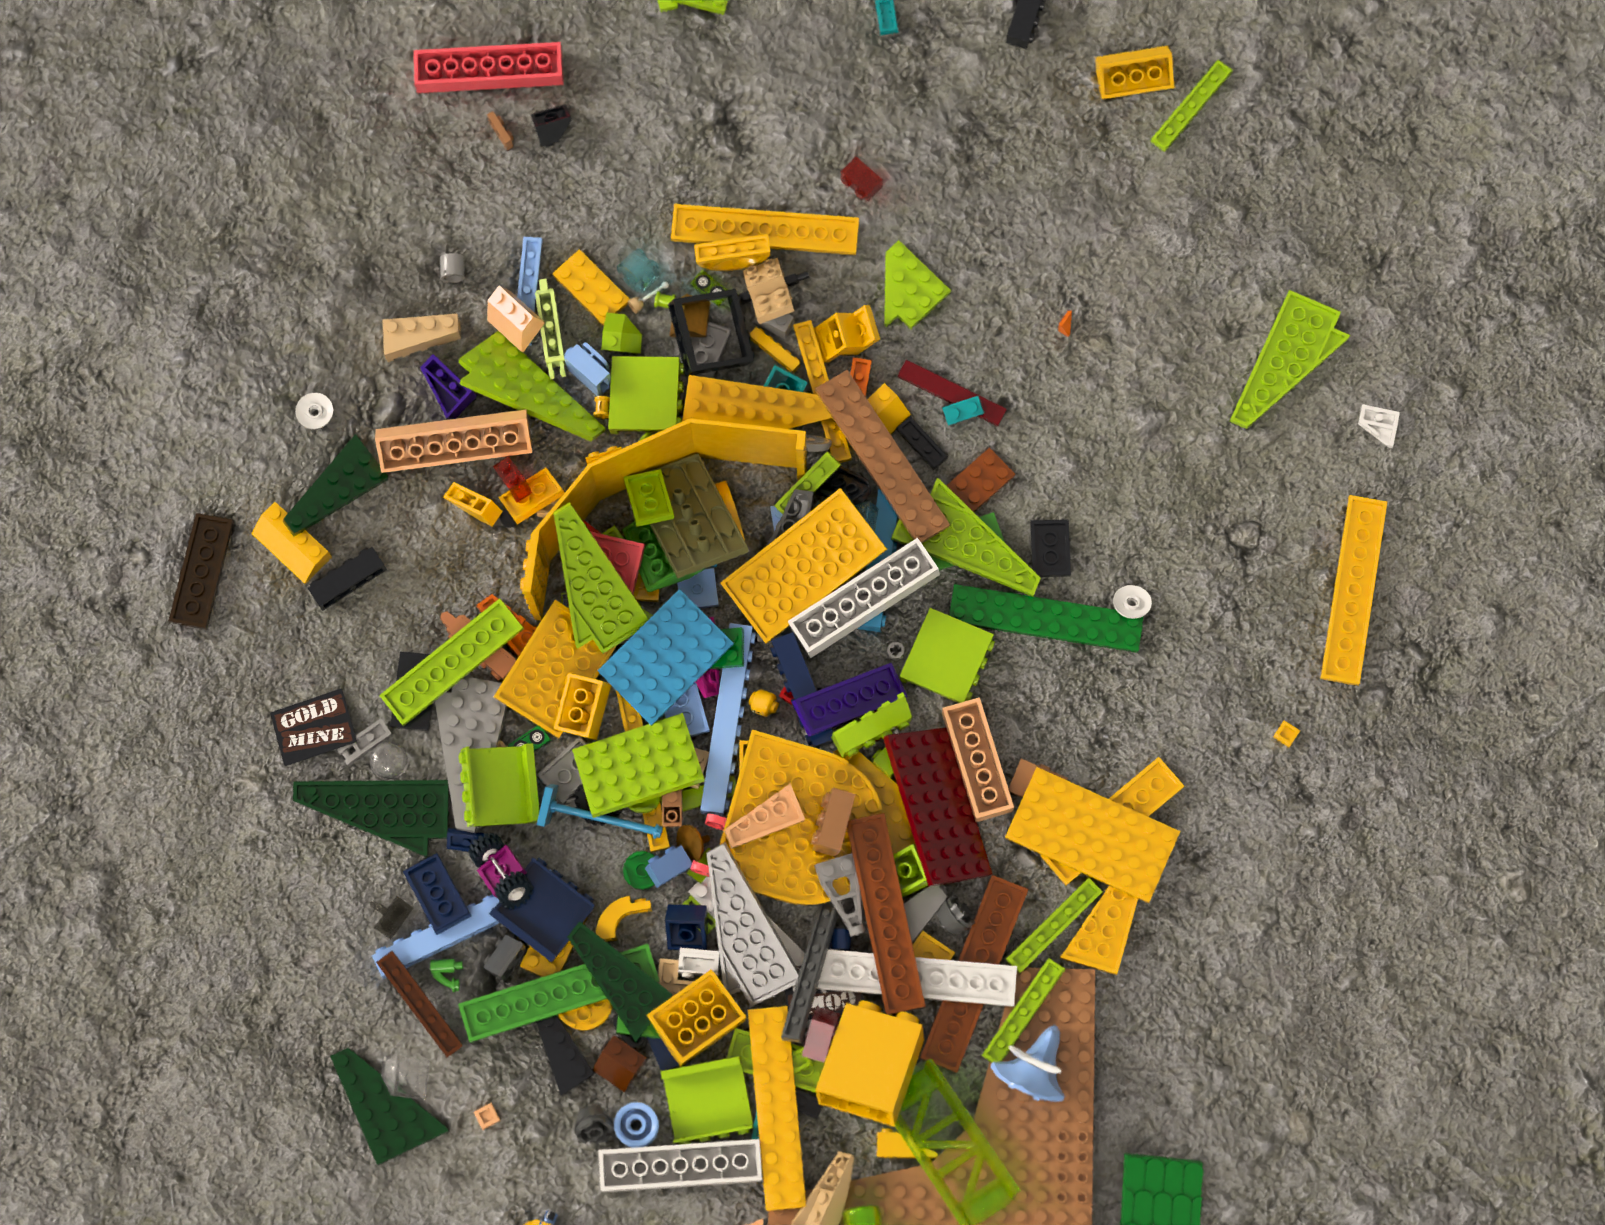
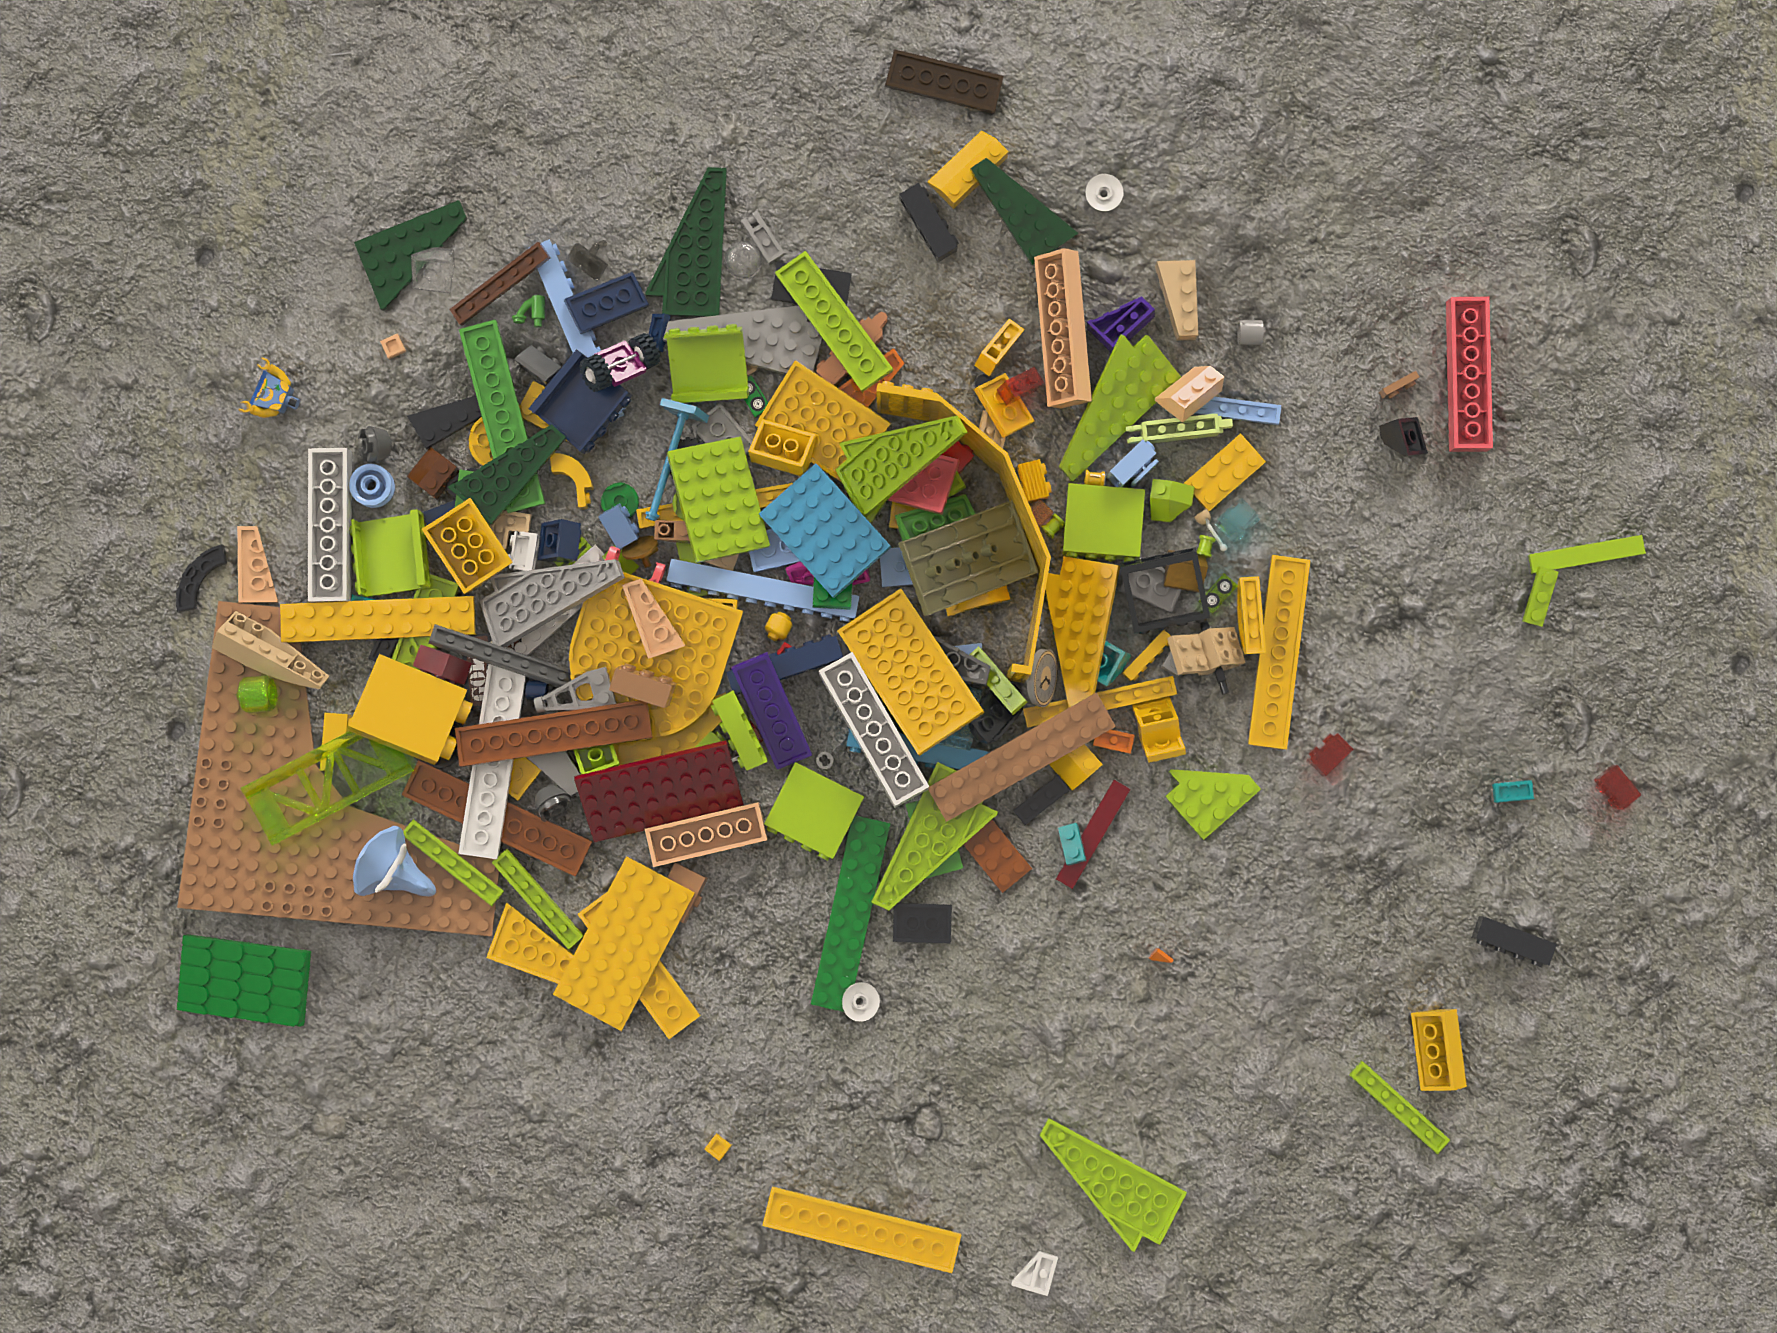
camera: 90 degrees right, 10 degrees up
(313, 727) = (780, 188): sticker -> none
(648, 497) = (987, 518): lime plate -> none

